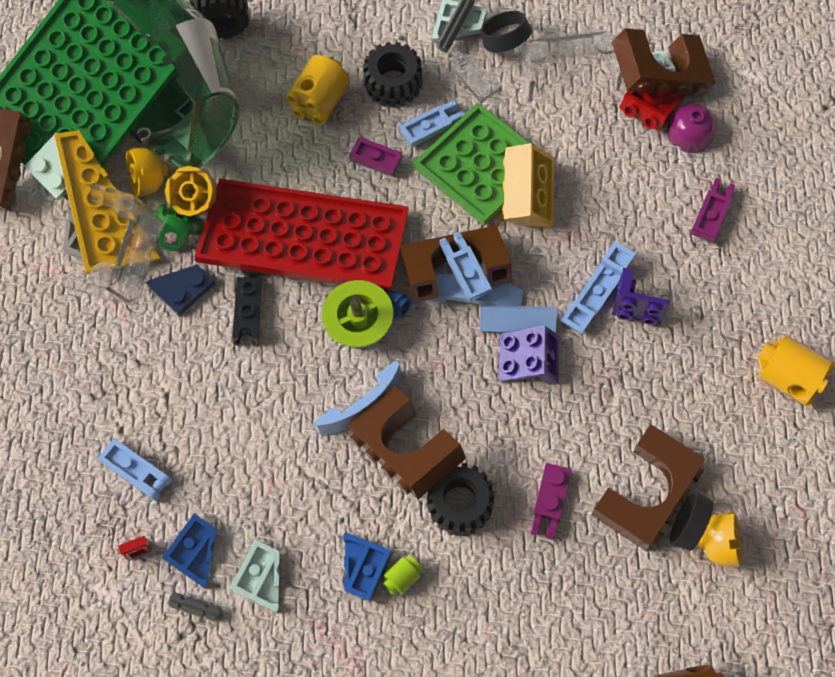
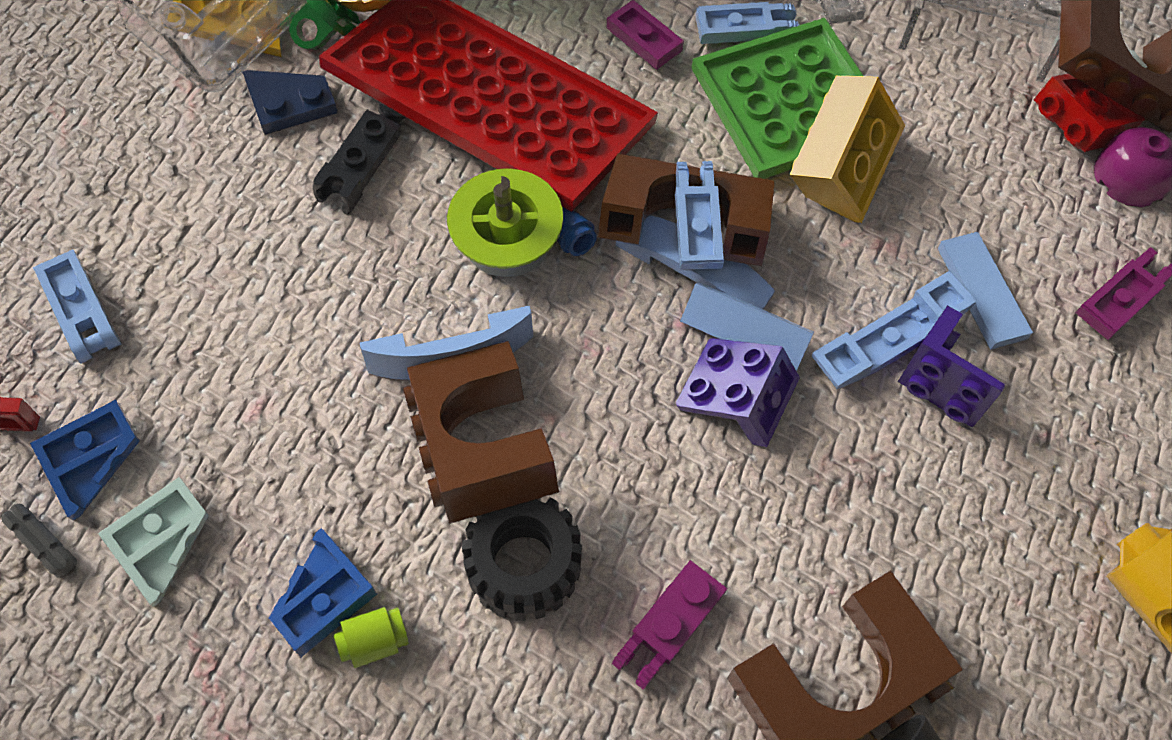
camera: 20 degrees right, 5 degrees down
(636, 239) = (995, 308): none -> light blue tile

